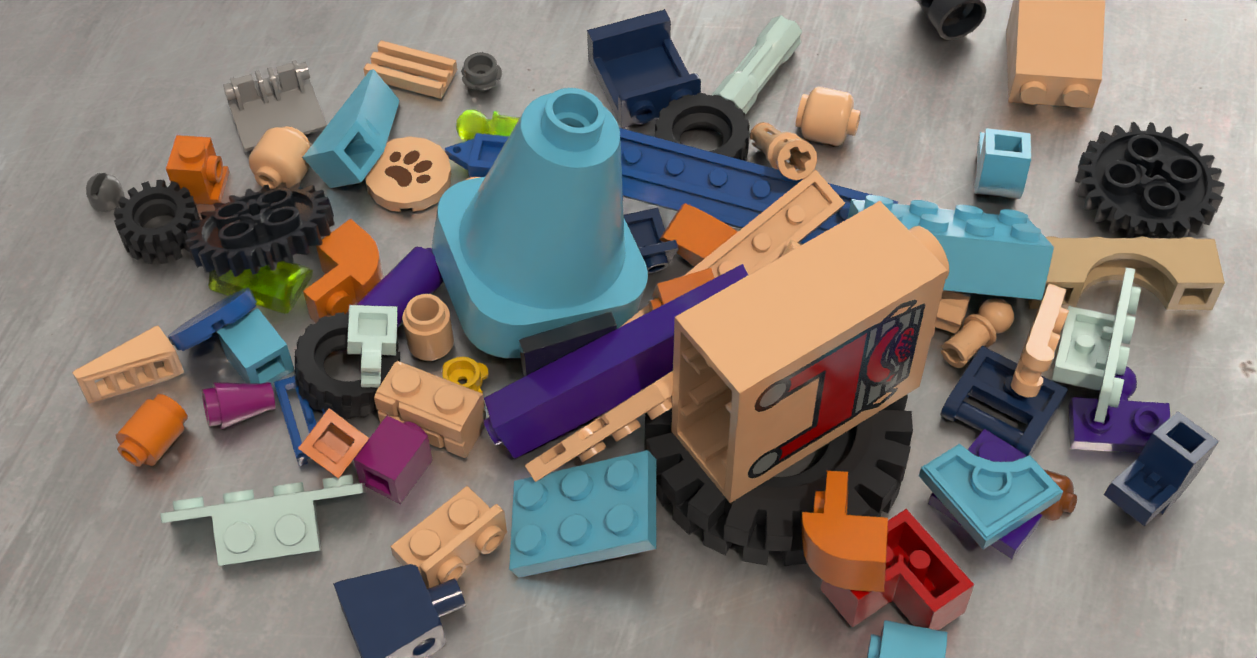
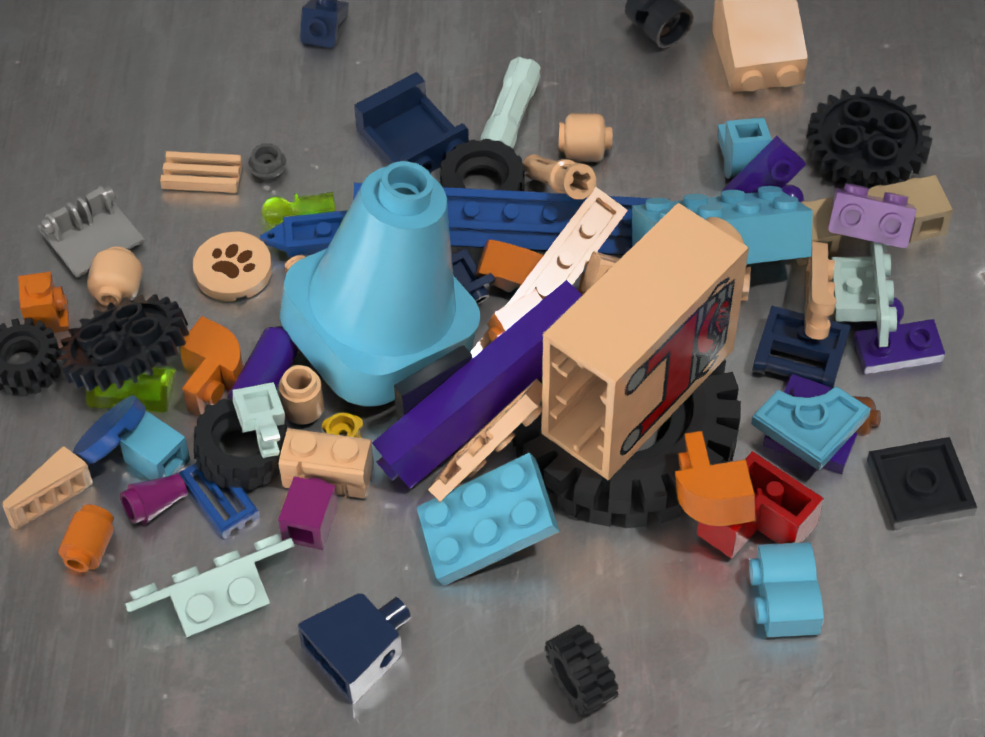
camera: 15 degrees left, 0 degrees up
(333, 443) = (257, 509): orange brick -> none
(355, 134) = (176, 242): medium azure slope -> none
(452, 538) = (379, 565): light nougat bracket -> none
(978, 330) = (766, 292): light nougat pin -> none
(1024, 190) = (771, 167): none -> dark purple plate
(1103, 593) = (921, 483): none -> black tile
(1124, 270) = (871, 217): none -> medium lavender bracket
(1162, 469) = (943, 372): dark blue brick -> none

